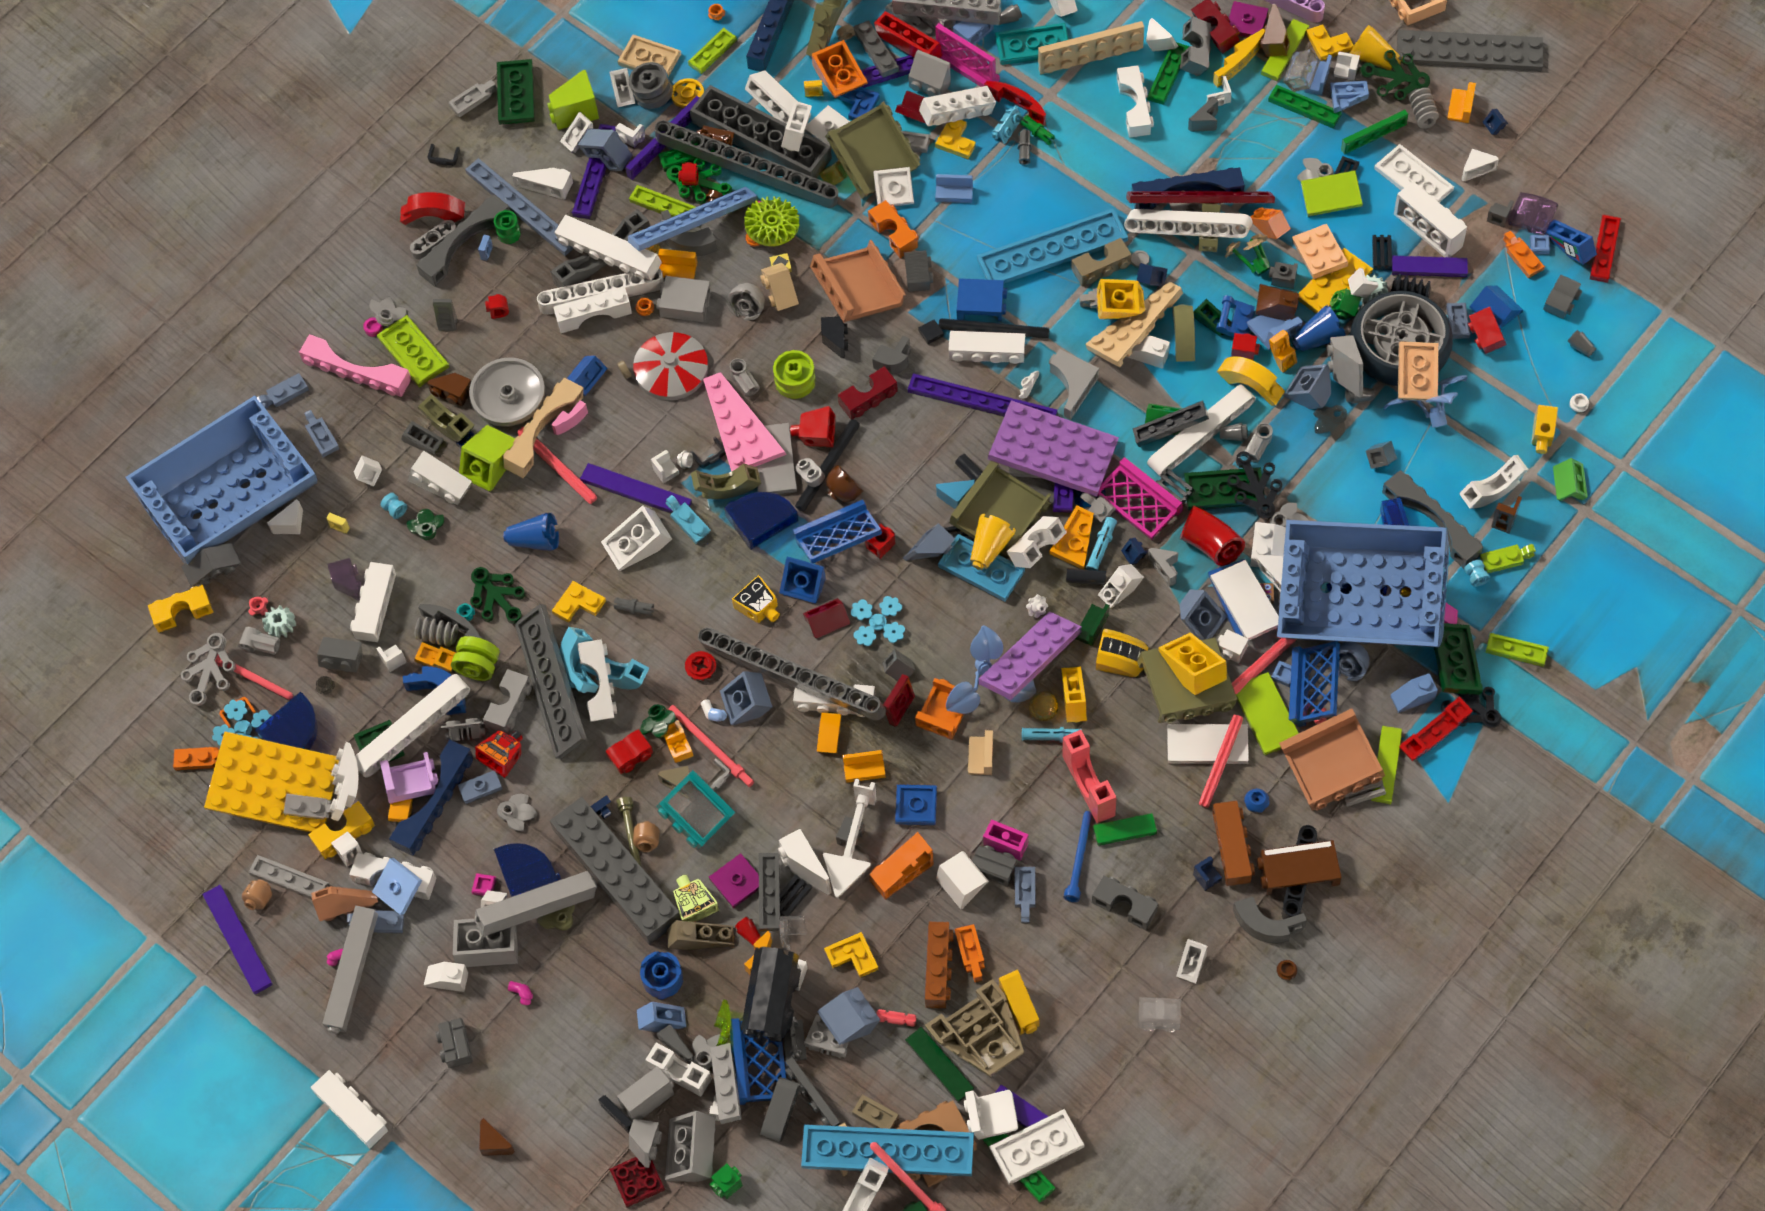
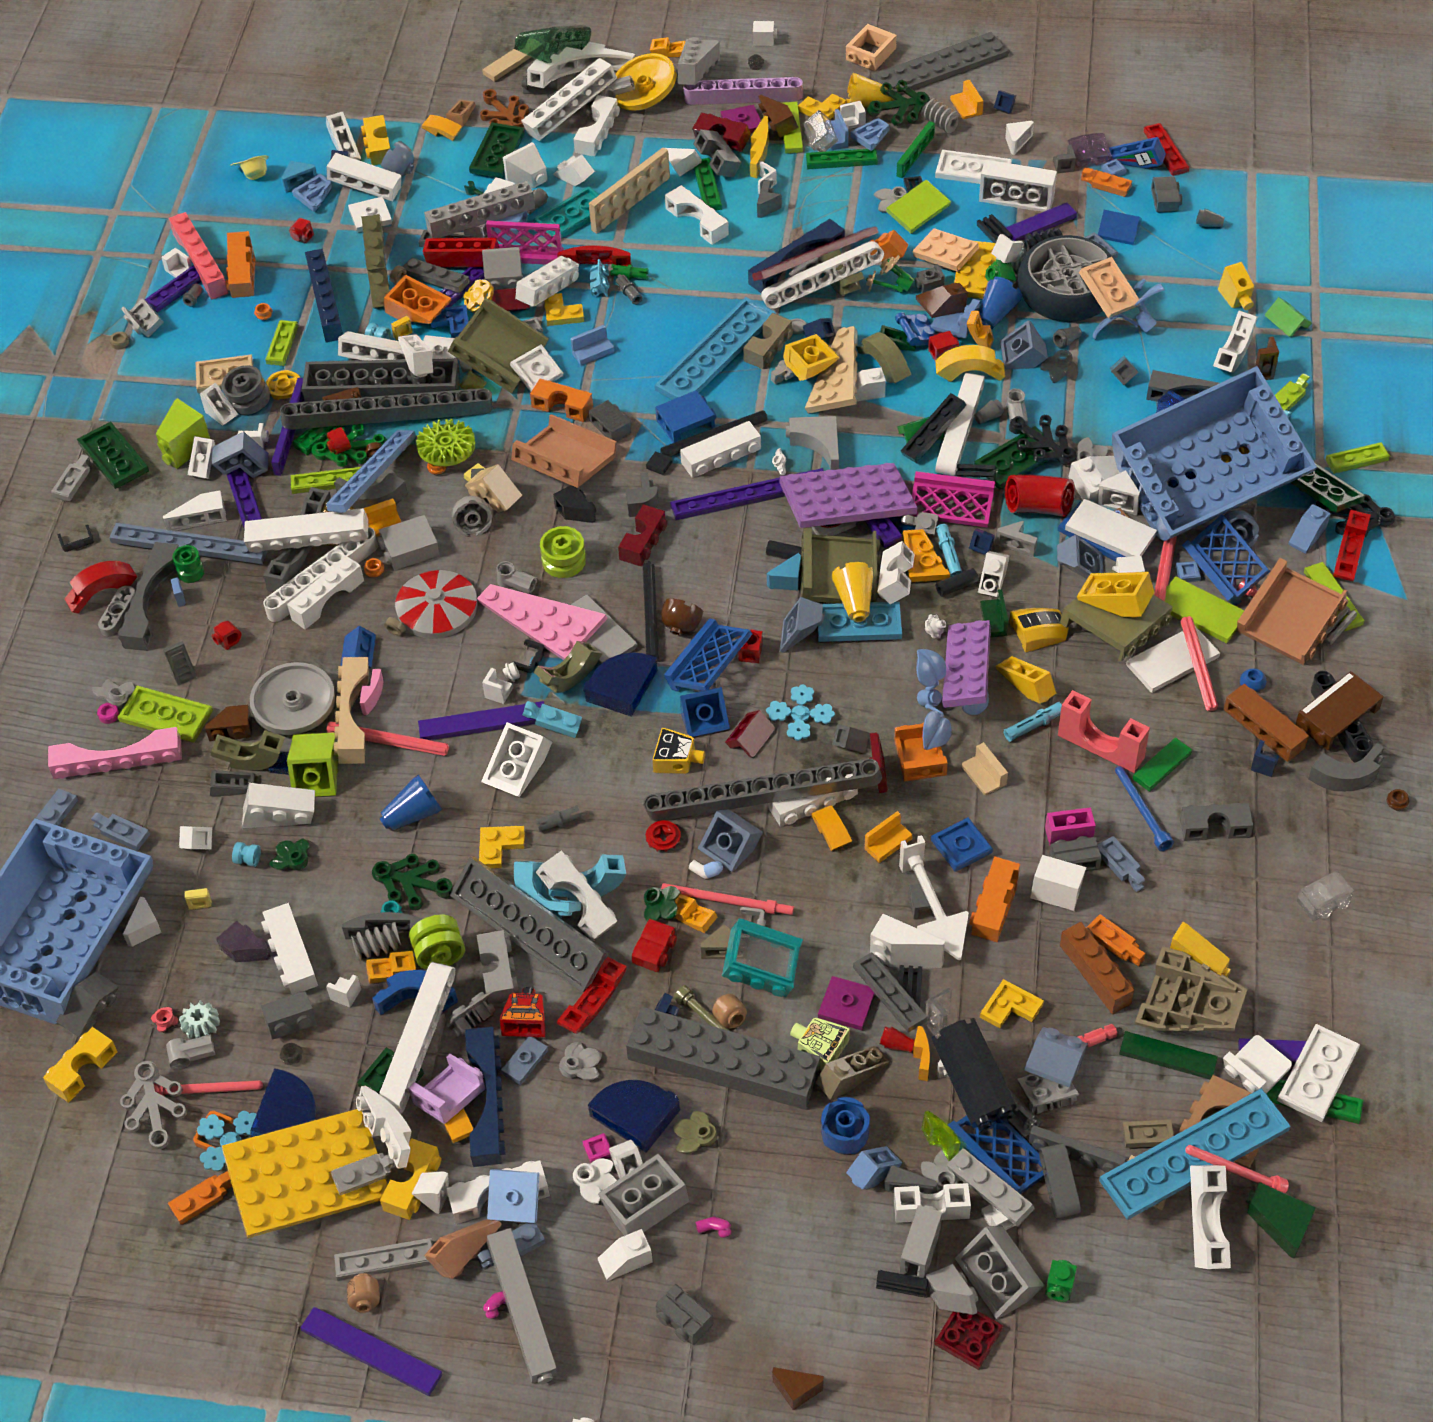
camera: 35 degrees left, 10 degrees down
(466, 909) = (598, 1178): none -> white plate
(535, 903) = (670, 1130): light grey brick -> none
(558, 768) = (594, 997): none -> red slope
(789, 82) = (376, 331): none -> medium azure wheel
(810, 472) = (640, 622): light grey plate -> none
(816, 427) = (617, 584): red torso -> none
(895, 89) = (477, 293): none -> yellow wheel
(1043, 706) = (1006, 703): clear yellow hair -> none
(1192, 961) = (1314, 835): white slope -> none
(1346, 363) = (1047, 311): light grey slope -> none
(1487, 330) = (1130, 241): red brick -> none
(1579, 402) = (1246, 258): white plate -> none

